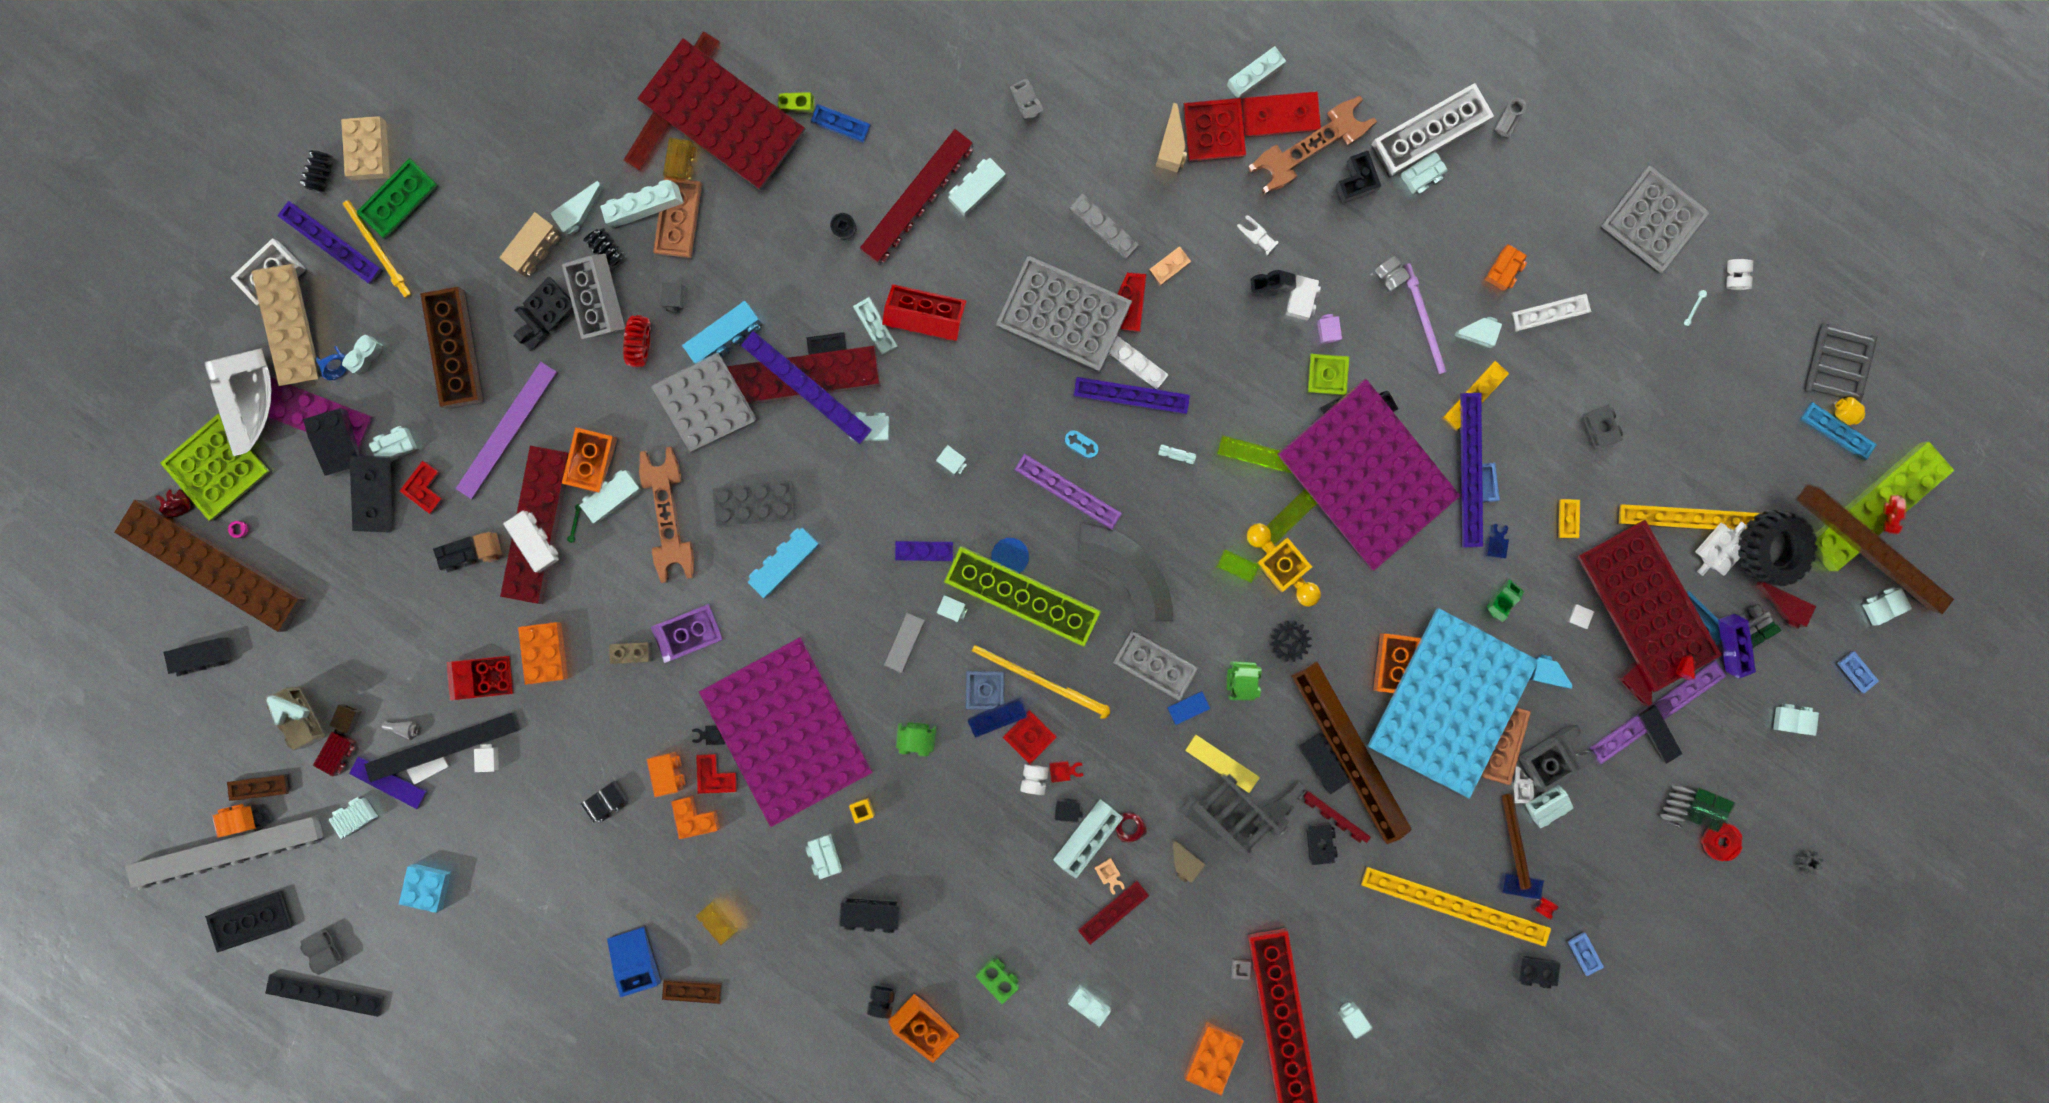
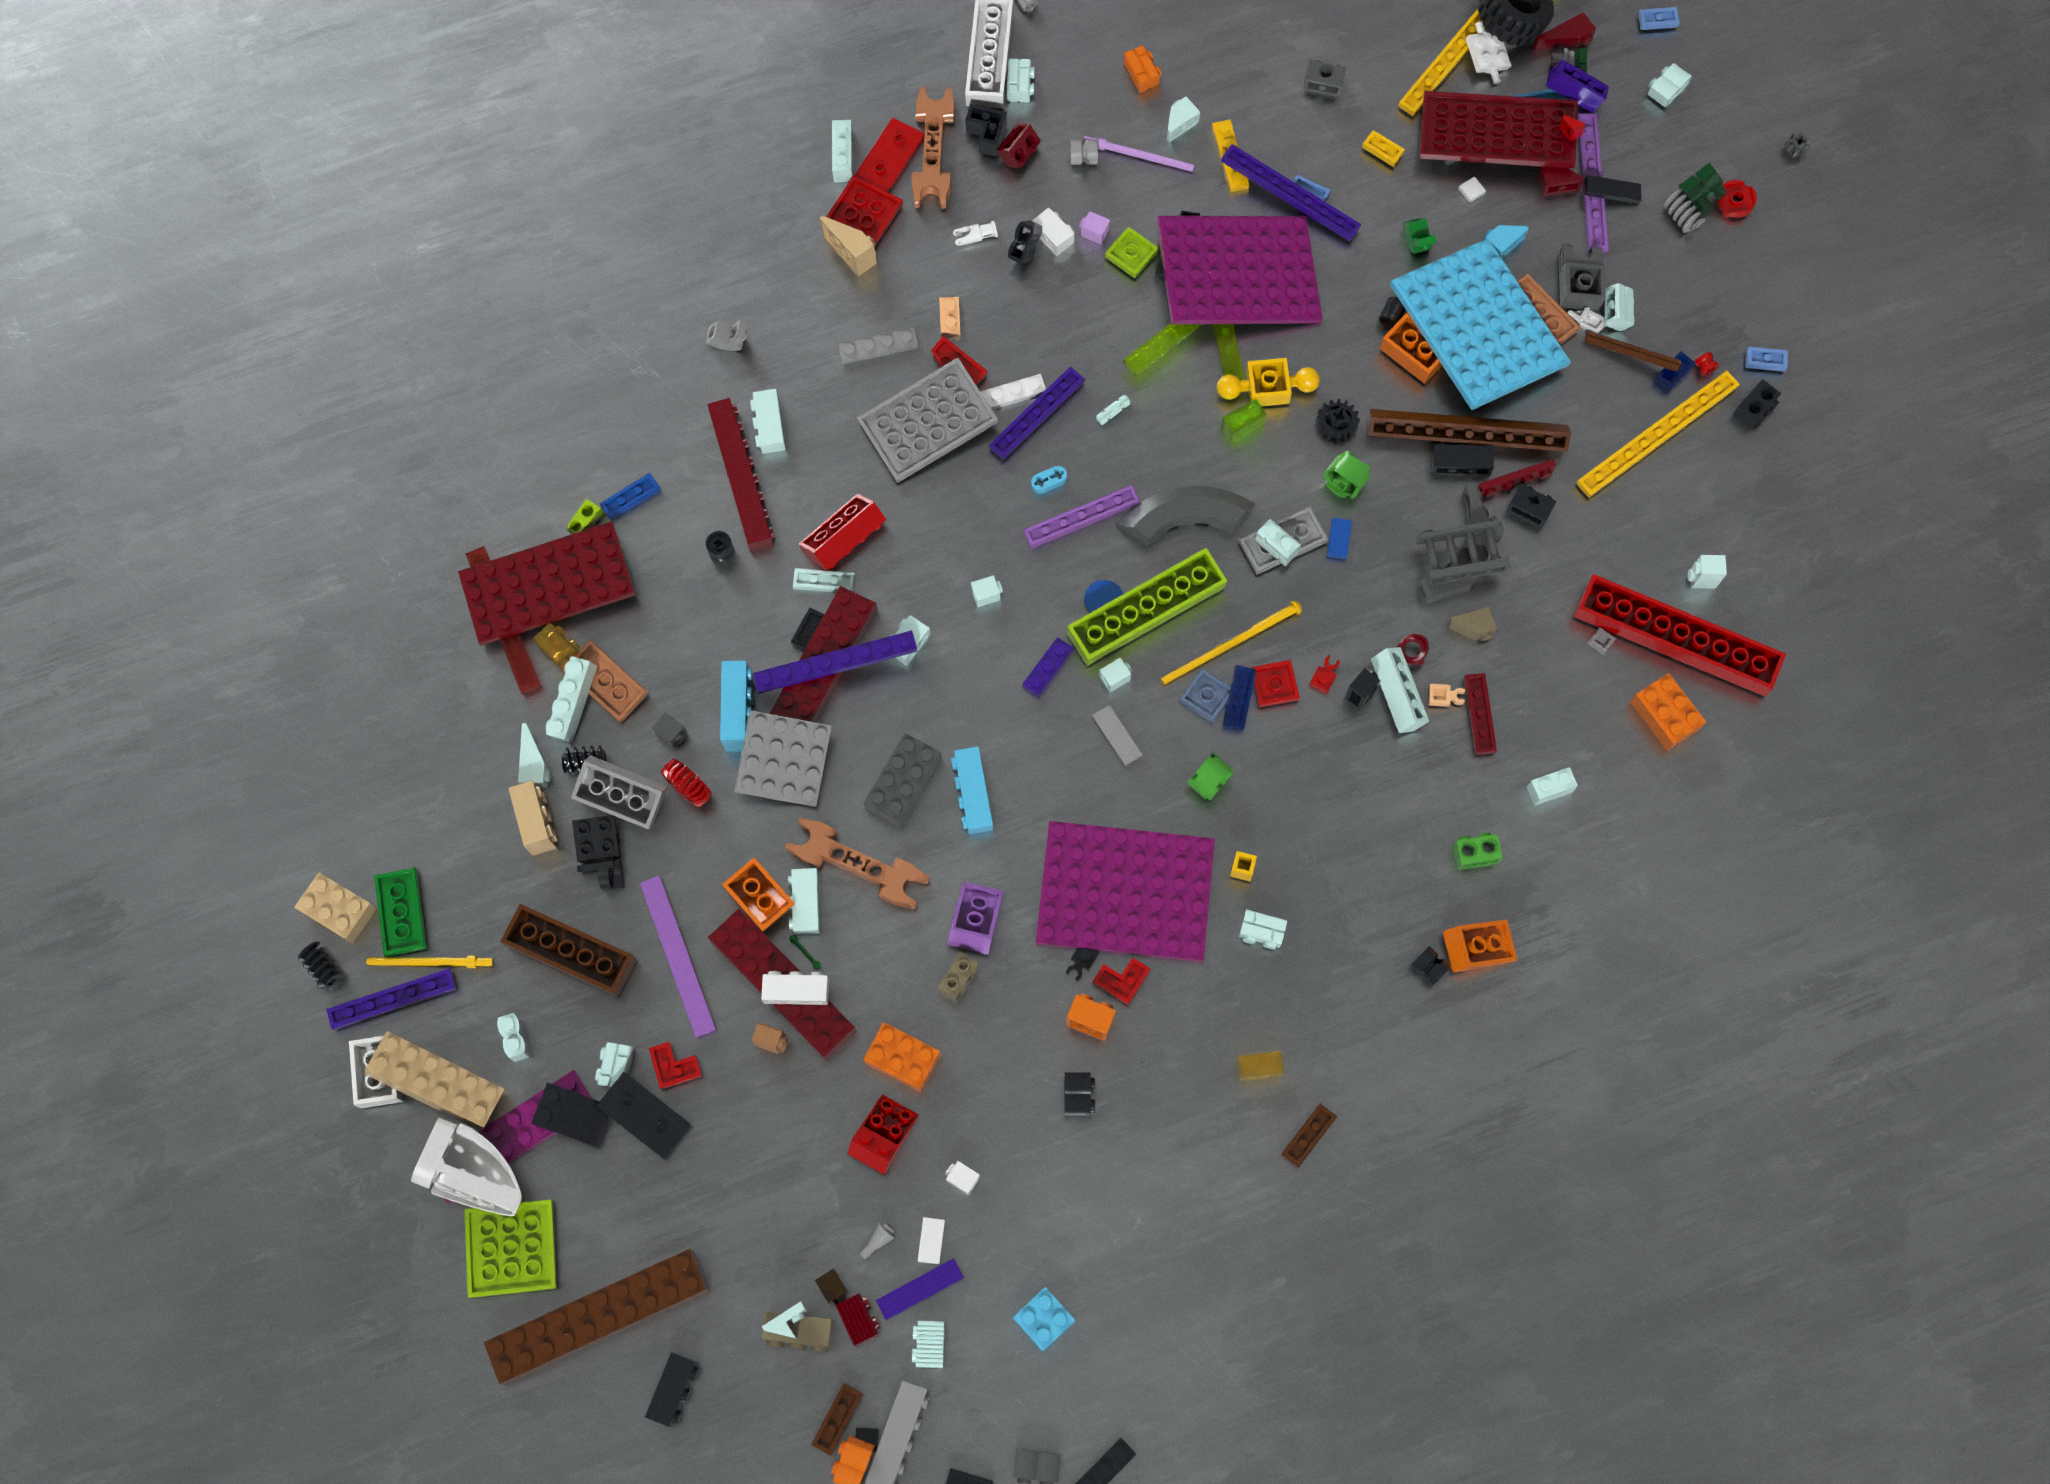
camera: 60 degrees left, 15 degrees down
(176, 504) = (516, 1310): dark red piece -> none
(244, 528) = (587, 1262): dark pink bush -> none
(331, 374) = (495, 1077): blue piece -> none
(441, 747) = (922, 1214): black tile -> none
(456, 554) = (755, 1075): black brick -> none
(633, 962) = (1245, 1168): blue slope -> none
(691, 823) = (1148, 1028): orange brick -> none
(870, 914) = (1344, 919): black brick -> none
(1034, 779) = (1315, 702): white wheel -> none
(1145, 664) = (1277, 542): none -> light aqua brick
(1222, 763) = (1401, 543): light yellow tile -> none
(1360, 215) = (1018, 145): none -> dark red brick
(1417, 623) = (1392, 312): none -> black piece
(1497, 545) = (1366, 214): clear blue plate -> none
(1551, 312) = (1202, 60): white tile -> none

